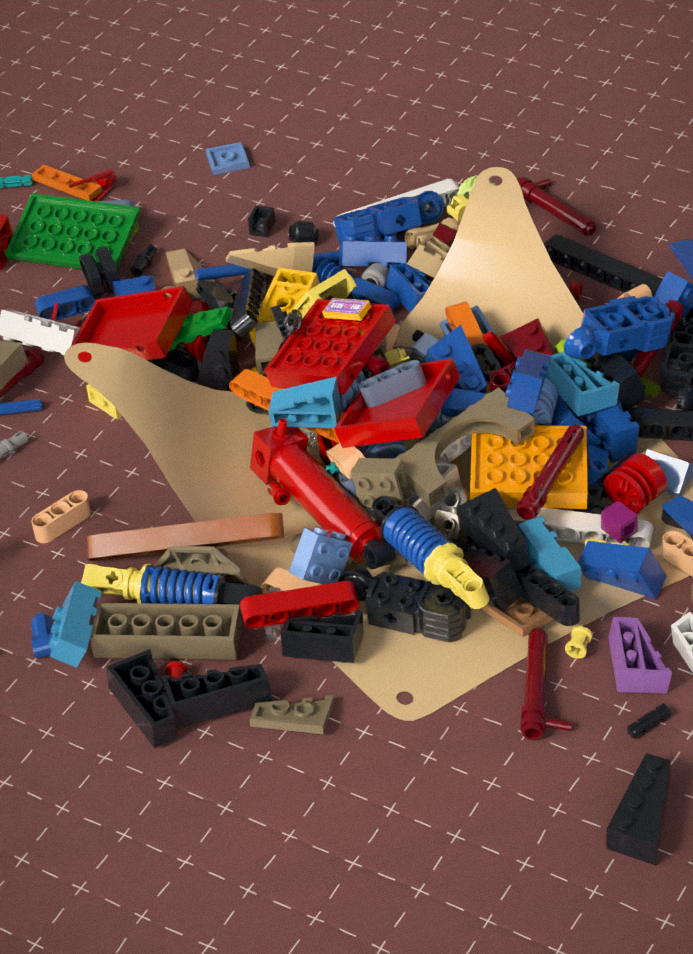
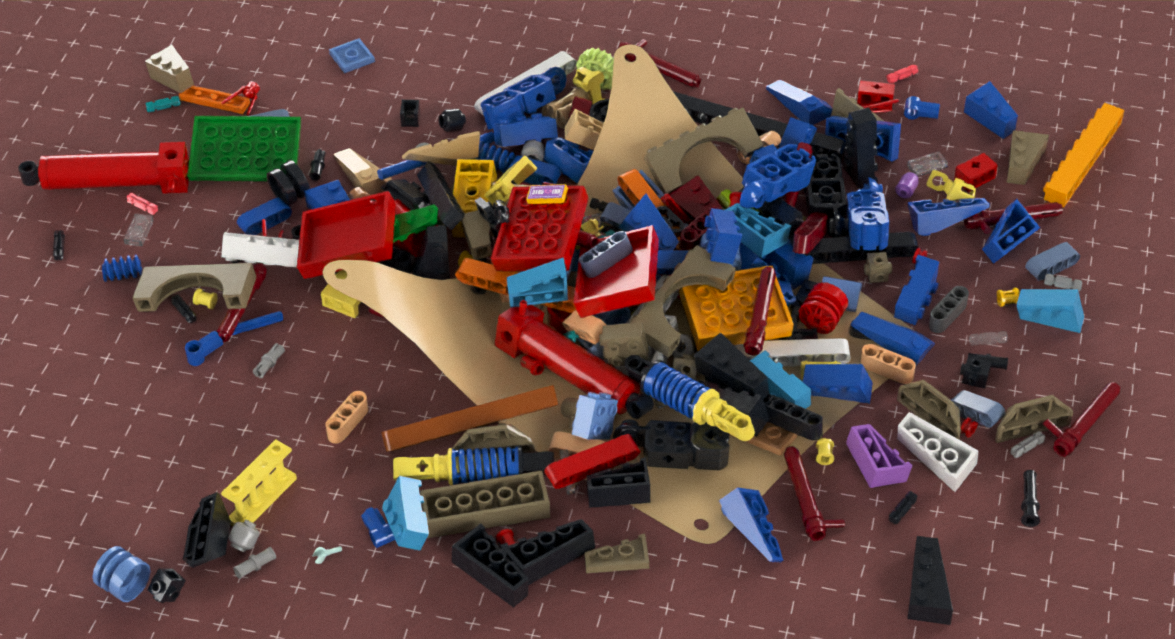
camera: 20 degrees left, 5 degrees up
(31, 147) = (170, 70): none -> dark tan wedge
(461, 697) = (748, 514): none -> wedge
(588, 272) = (732, 129): none -> dark tan arch
(619, 521) = (825, 344): magenta brick -> none
(646, 398) = (810, 233): none -> dark red beam

